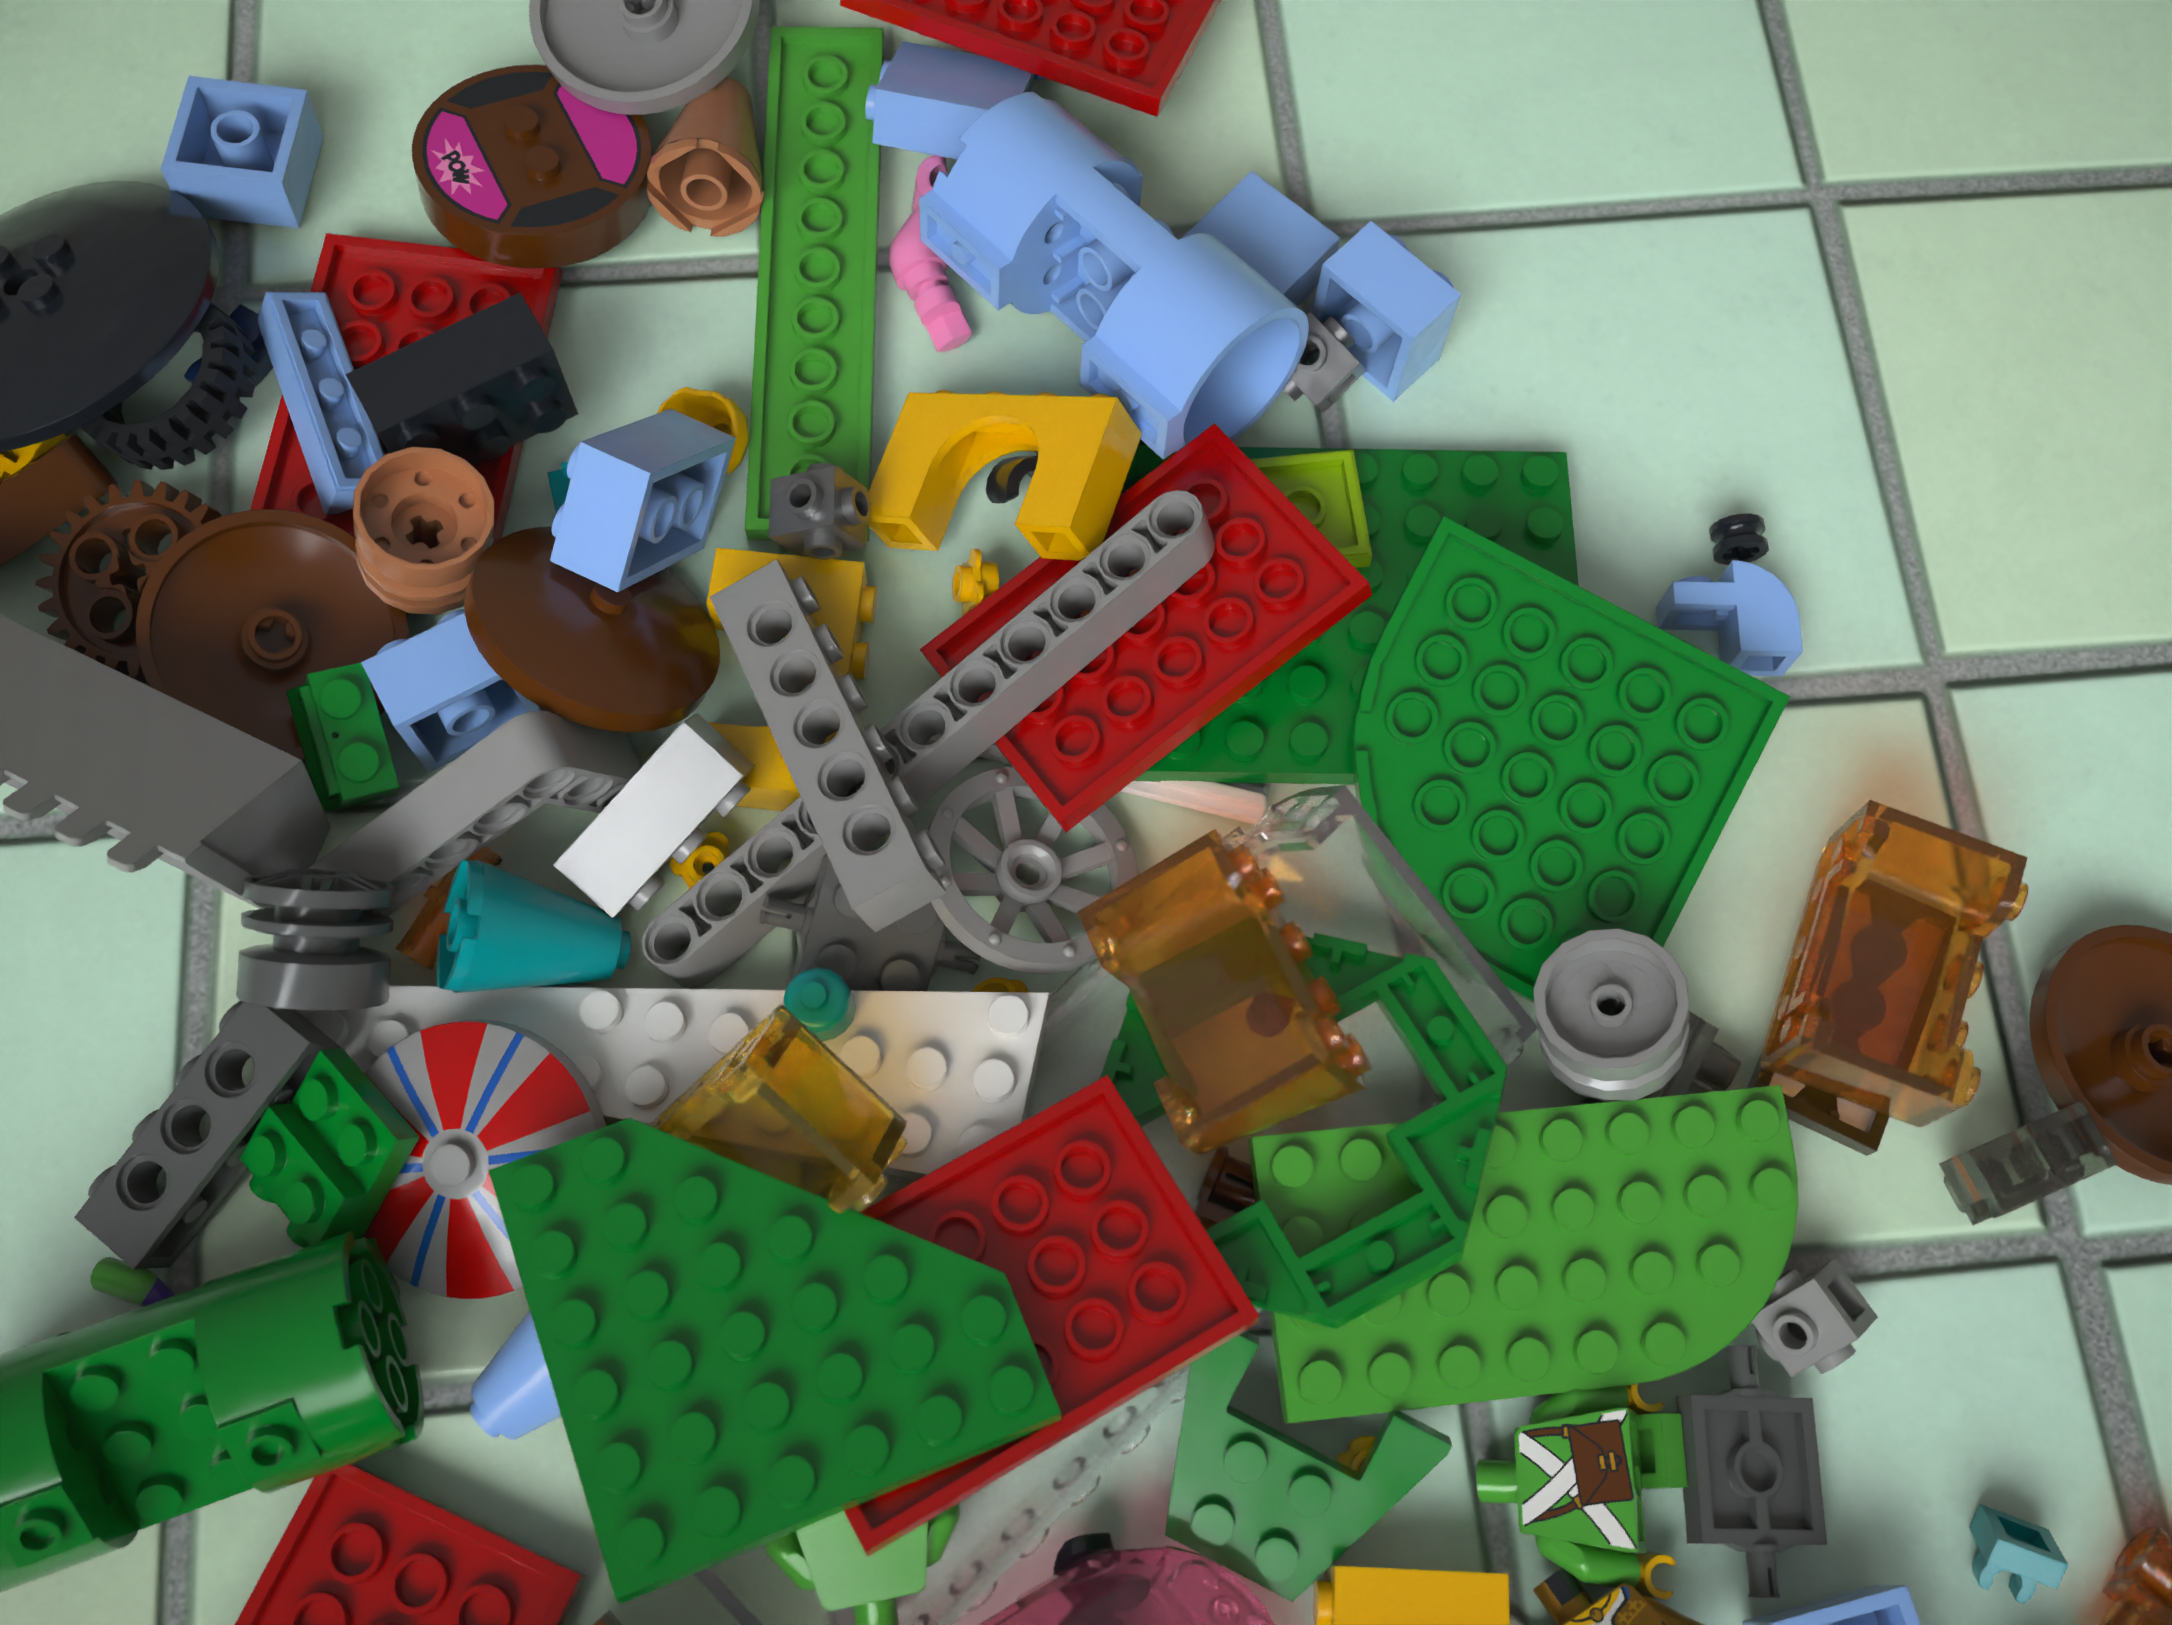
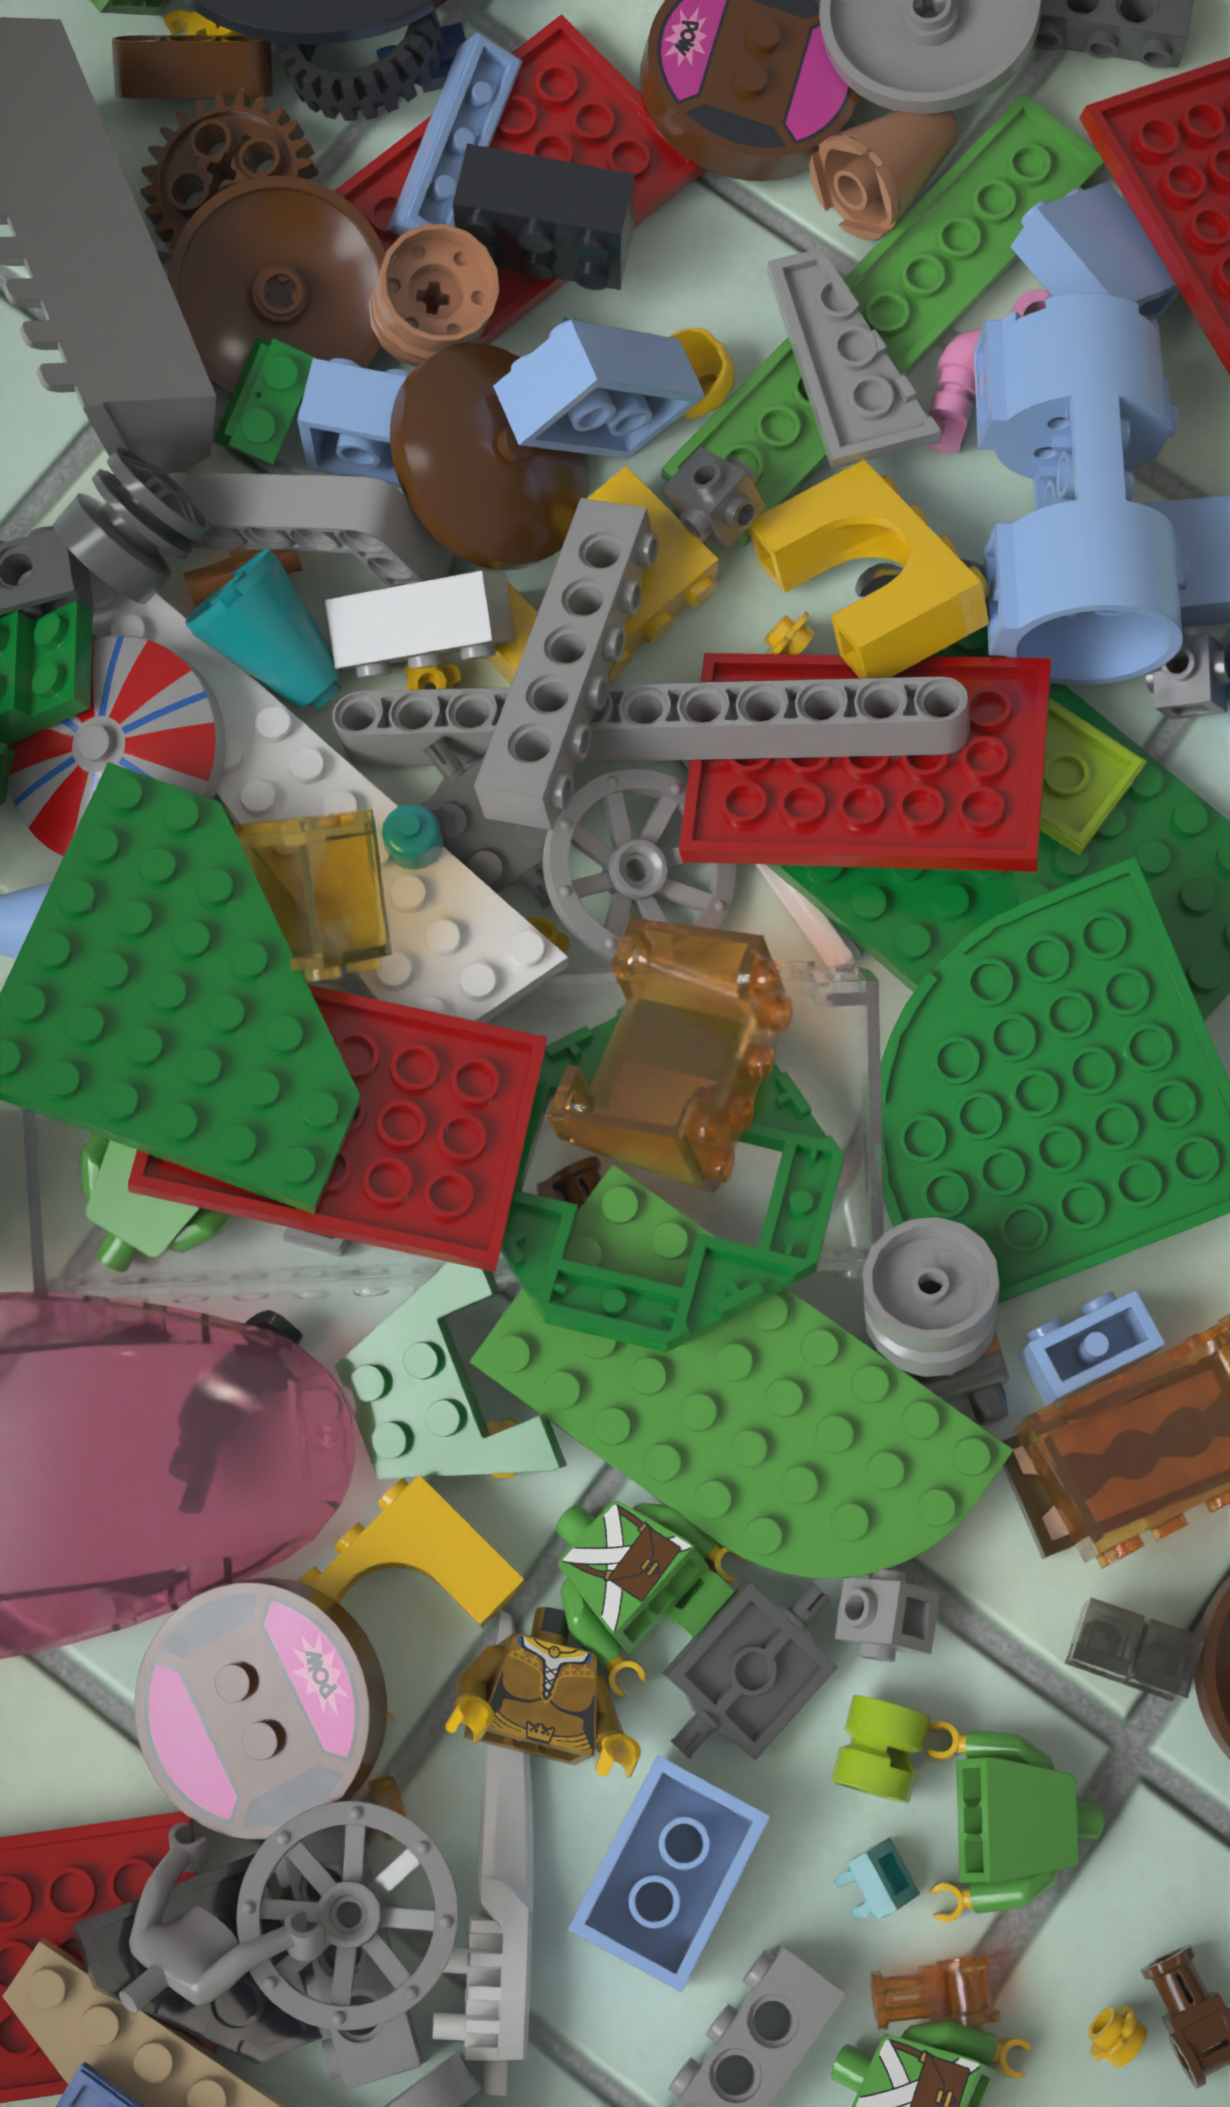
camera: 45 degrees right, 5 degrees up
(841, 340) = (849, 379): none -> light grey wing
(1751, 948) = (1091, 1348): none -> light blue brick
(1915, 1441) = (880, 1748): none -> lime wheel
(2070, 1397) = (1013, 1820): none -> bright green torso

